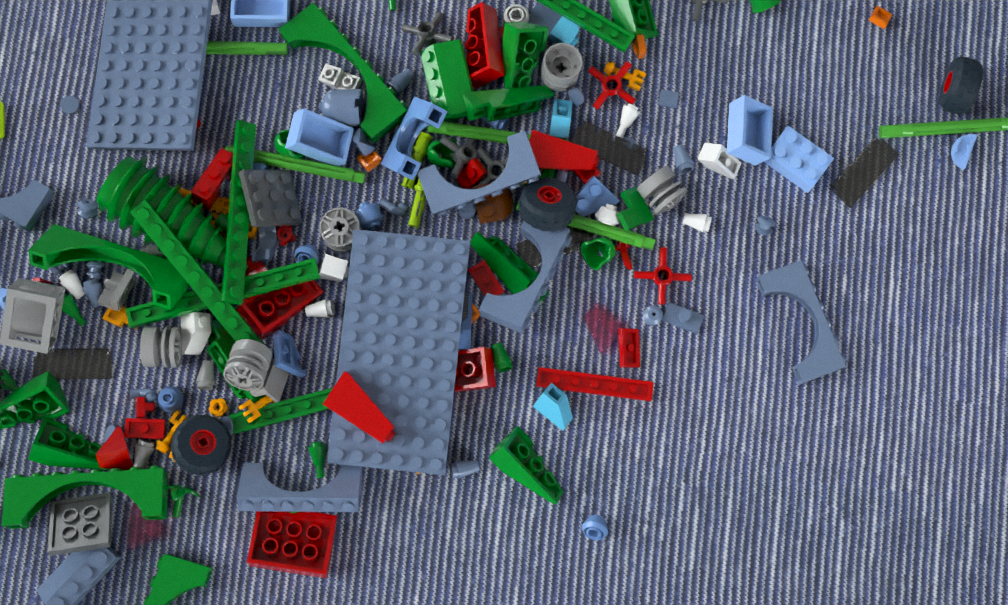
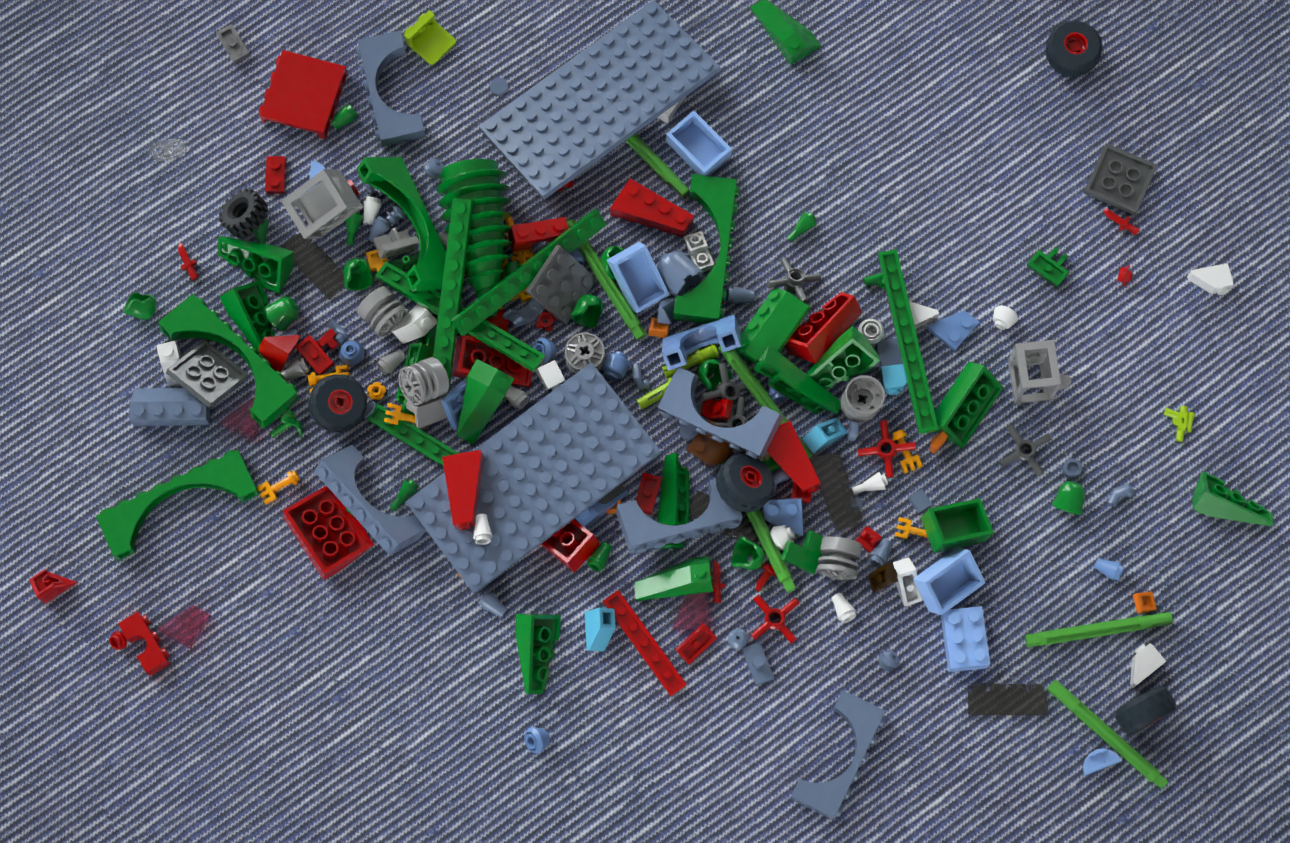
camera: 55 degrees right, 5 degrees down
(37, 541) = (168, 355): none -> white slope
(87, 423) = (282, 312): none -> green hair
(121, 339) = (356, 281): none -> green hair
(142, 294) = (405, 263): none -> green plant
(219, 556) = (270, 490): none -> light orange hinge
(275, 83) = (646, 207): none -> red wedge
(300, 331) = (482, 396): none -> green wedge
(308, 197) = (587, 311): none -> green hair
(406, 425) = (482, 530): none -> white cone
(572, 313) = (681, 579): none -> green wedge
(599, 295) = (717, 586): none -> red piece
(663, 158) = (868, 539): none -> red tile
(703, 113) = (908, 529): none -> light orange hinge
(704, 173) = (883, 577): none -> dark brown plate
(714, 88) = (957, 525): none -> green piece
(836, 17) = (1109, 568): none -> medium blue cone
(870, 66) = (1098, 629): none -> bright green piece
(923, 57) = (1145, 663): none -> white slope

